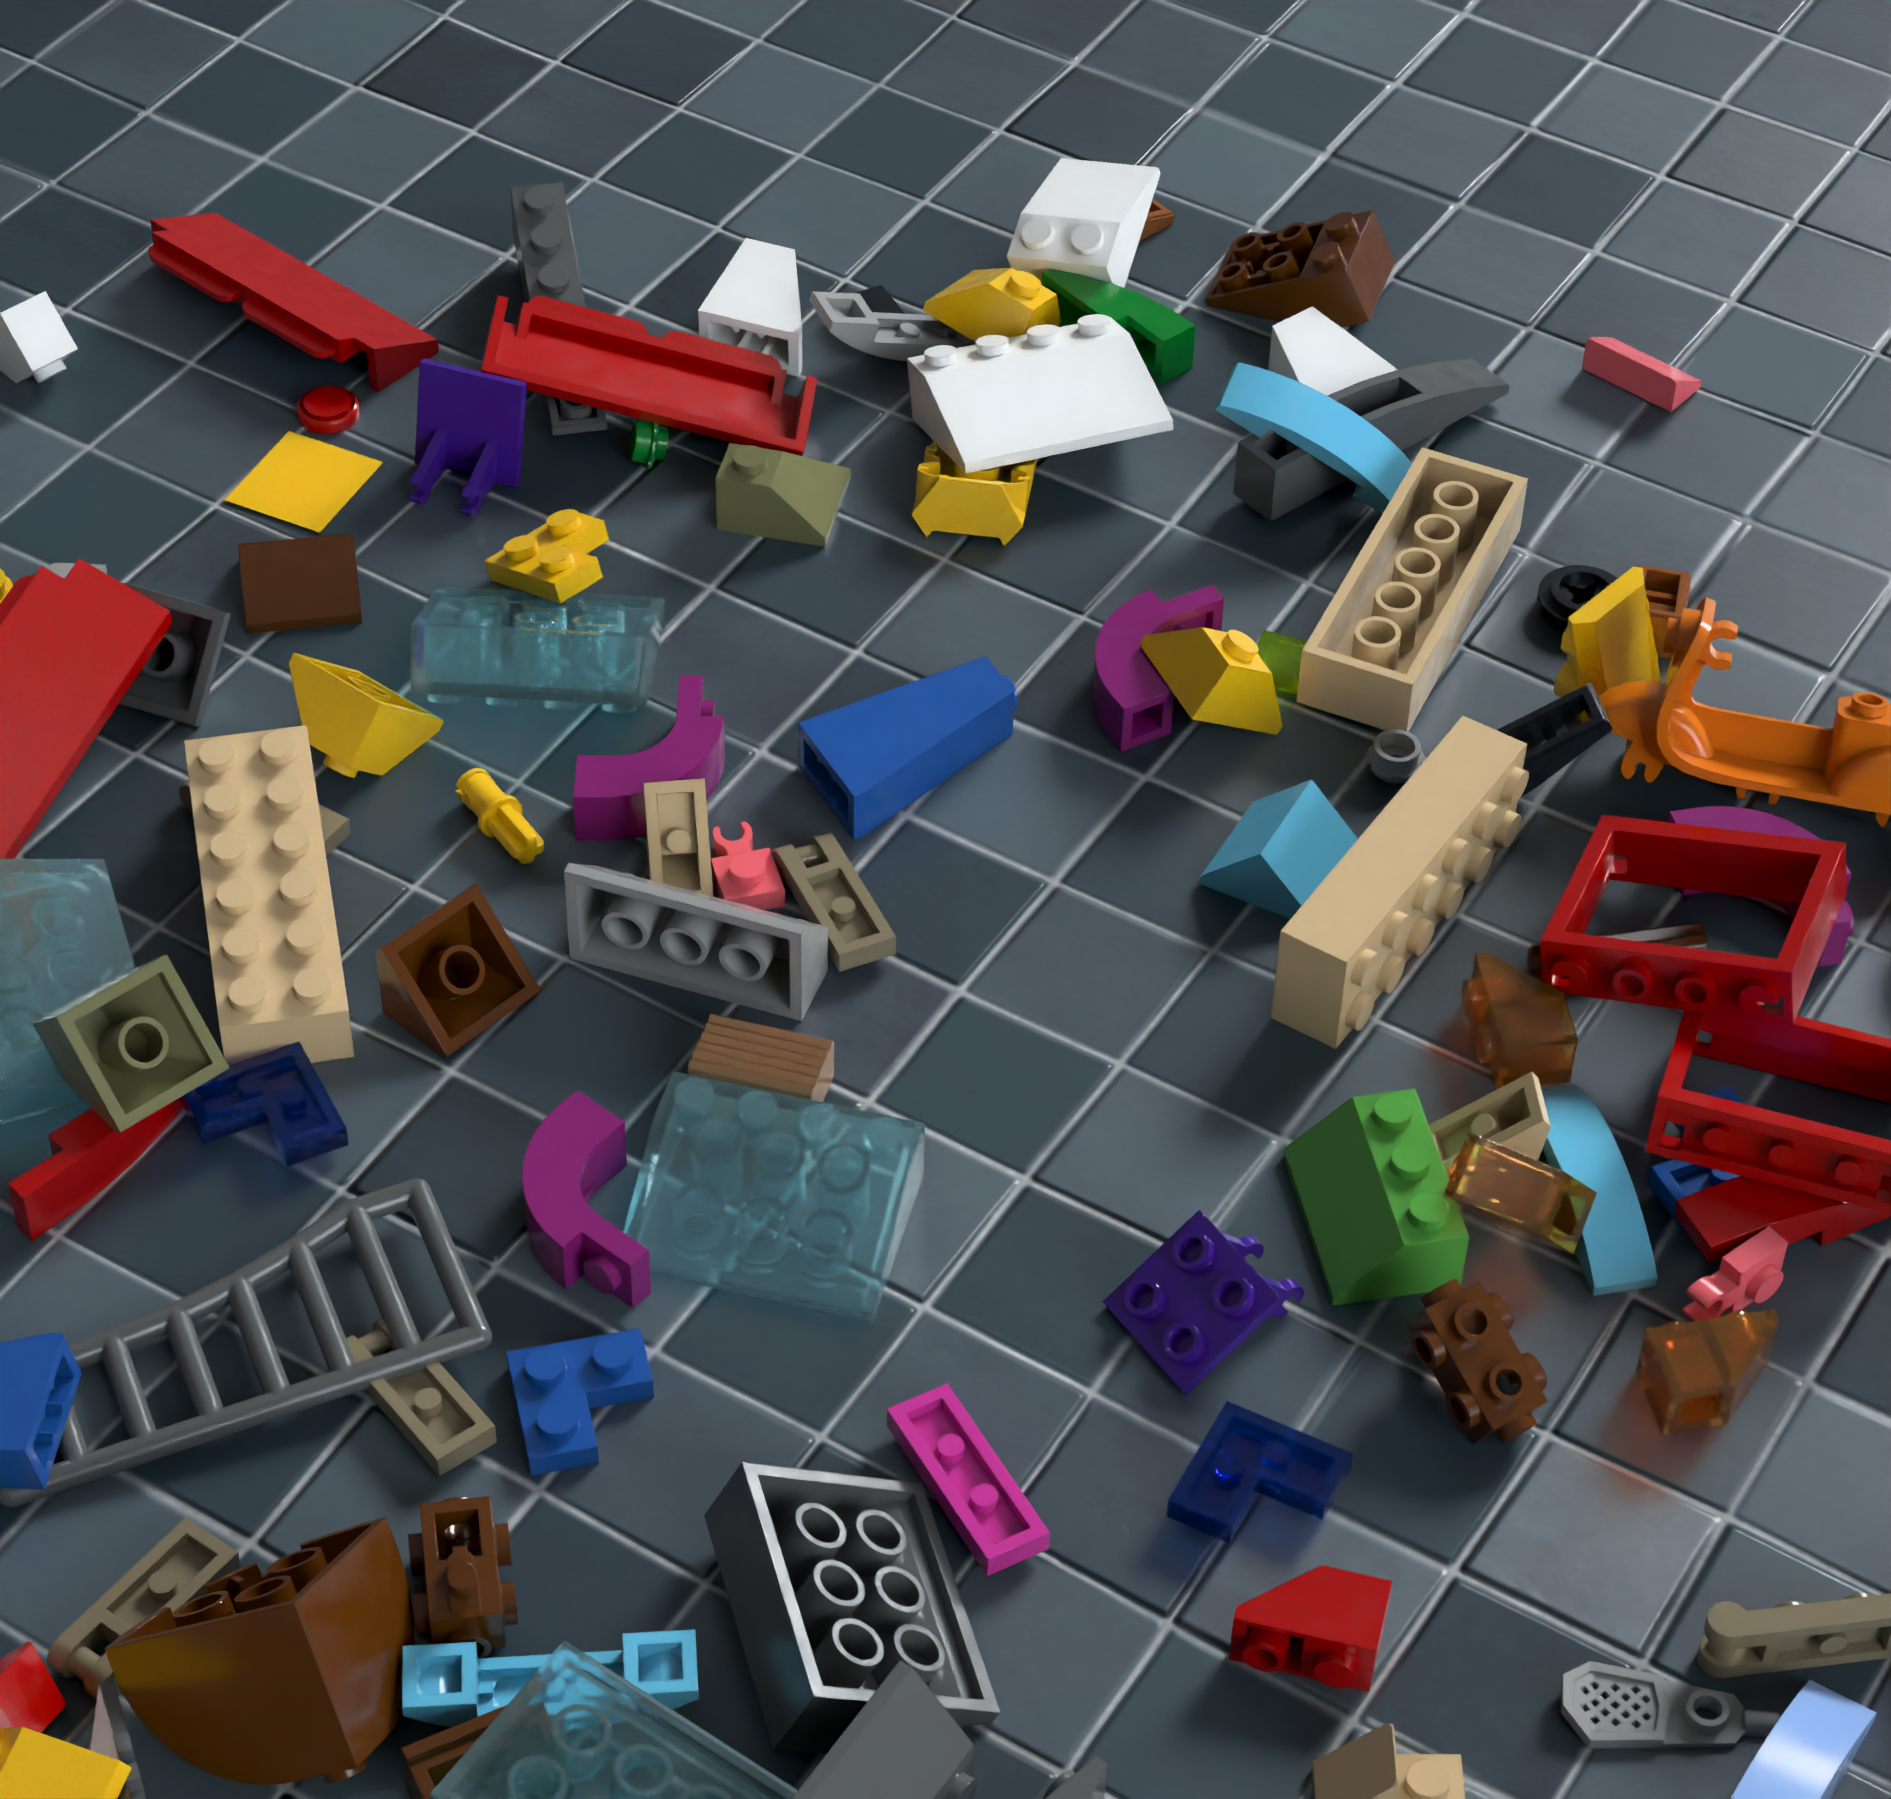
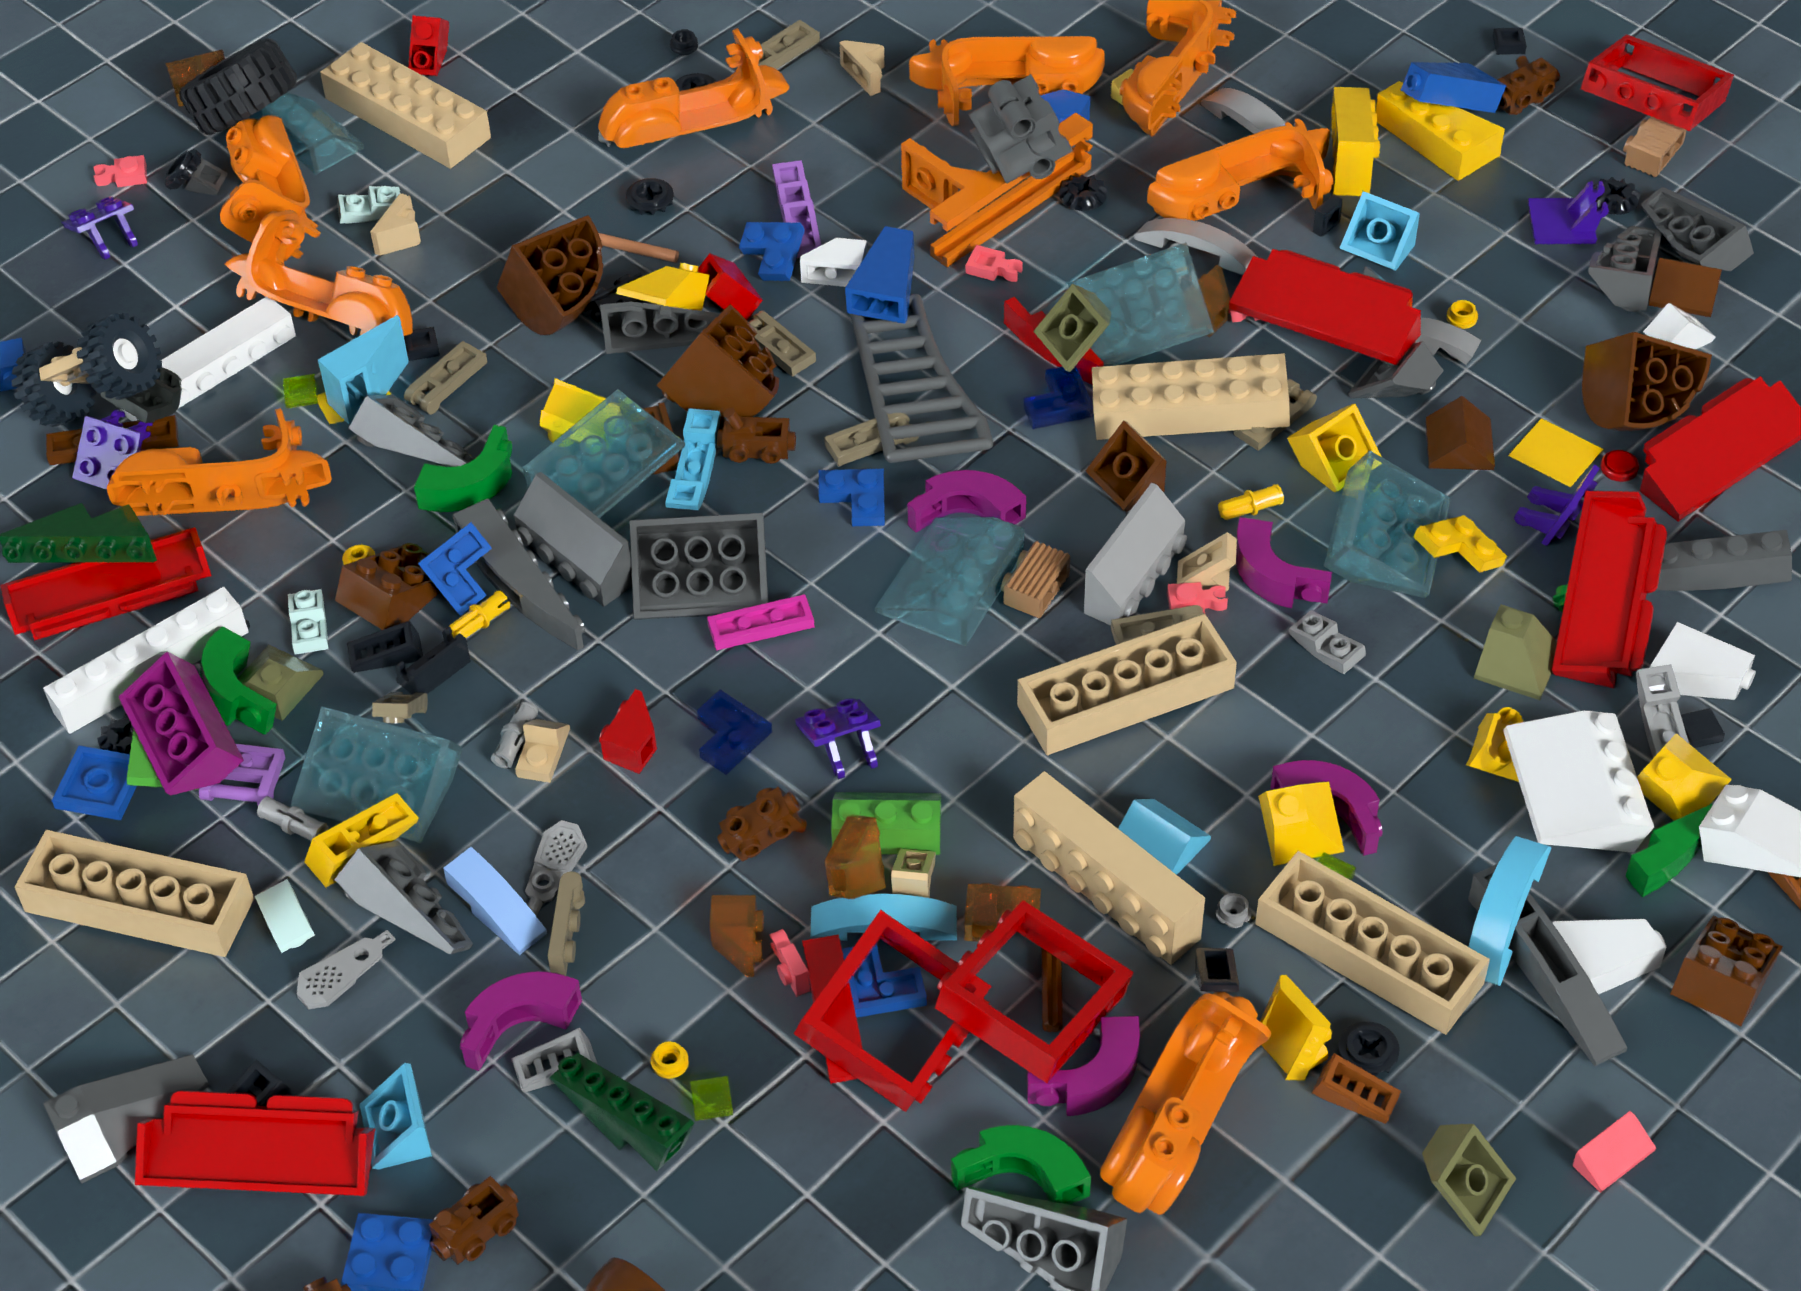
camera: 105 degrees right, 5 degrees up
(179, 370) = (1640, 381): none -> reddish brown brick
(811, 690) = (1322, 640): none -> light grey slope
(904, 741) = (1278, 676): blue slope -> none
(996, 912) = (1126, 684): none -> tan brick
(1752, 487) = (1467, 1173): none -> olive slope

